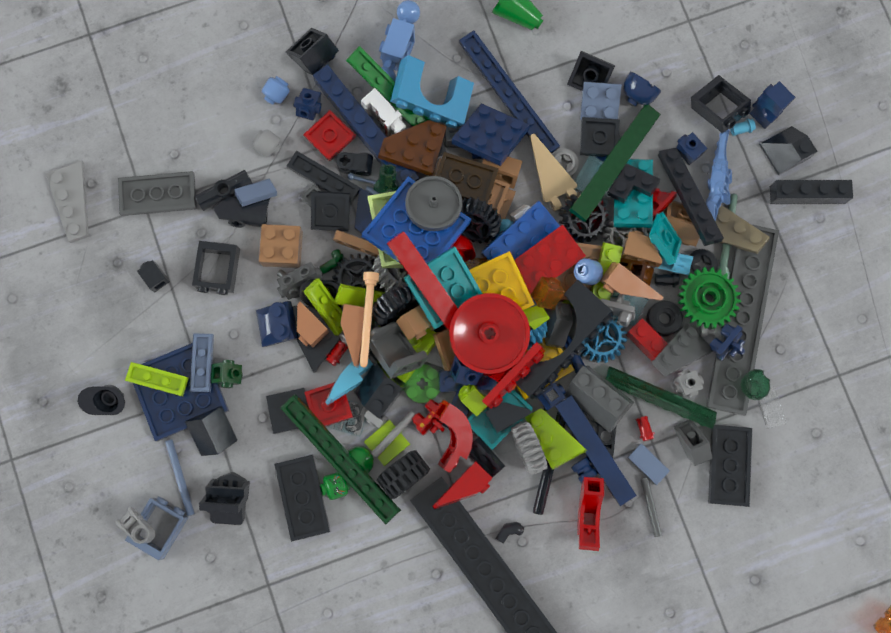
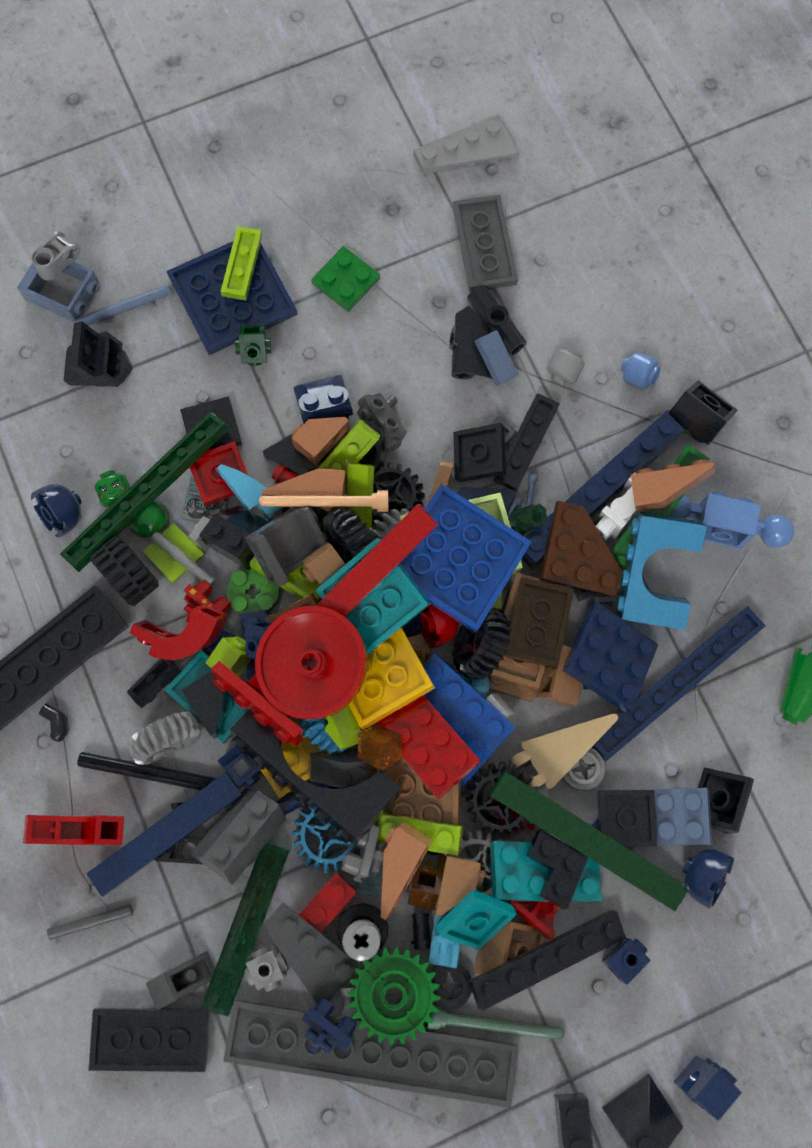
camera: 85 degrees right, 5 degrees down
(101, 400) = (213, 206): black piece -> none
(153, 275) = (376, 248): black brick -> none
(175, 302) = (345, 278): none -> green plate
(201, 362) = (268, 313): sand blue tile -> none
(211, 431) = (179, 336): black slope -> none
(216, 248) = (392, 340): black window -> none
(280, 246) = (426, 395): medium nougat brick -> none
(302, 498) = (98, 449): black plate -> none
(308, 104) = (626, 411): dark blue brick -> none
(329, 135) = (586, 445): red plate -> none
(332, 263) = (409, 462): dark green arm -> none
(347, 527) = (57, 508): none -> dark blue cylinder
(357, 163) = (550, 483): black piece -> none
(378, 83) = (662, 487): none -> nougat slope
(433, 203) = (494, 576): dark grey piece -> none
(469, 484) = (114, 659): red slope -> none
(554, 439) = (177, 774): lime wing -> none
(584, 469) = (139, 820): dark blue wheel -> none
(587, 172) = (575, 804): clear light blue tile -> none
(588, 271) = (415, 804): medium blue head -> none
(645, 428) = (199, 907): red pin -> none
(648, 464) = (150, 915): sand blue tile -> none
(680, 308) = (363, 951): none -> light grey piece
(709, 92) = (723, 992): black window -> none
(720, 177) = (588, 1009): medium blue animal -> none
(740, 232) = (500, 1038): dark tan wing -> none
(742, 127) = (670, 1044): medium azure pin -> none
(755, 384) = (265, 1073): clear green hair -> none

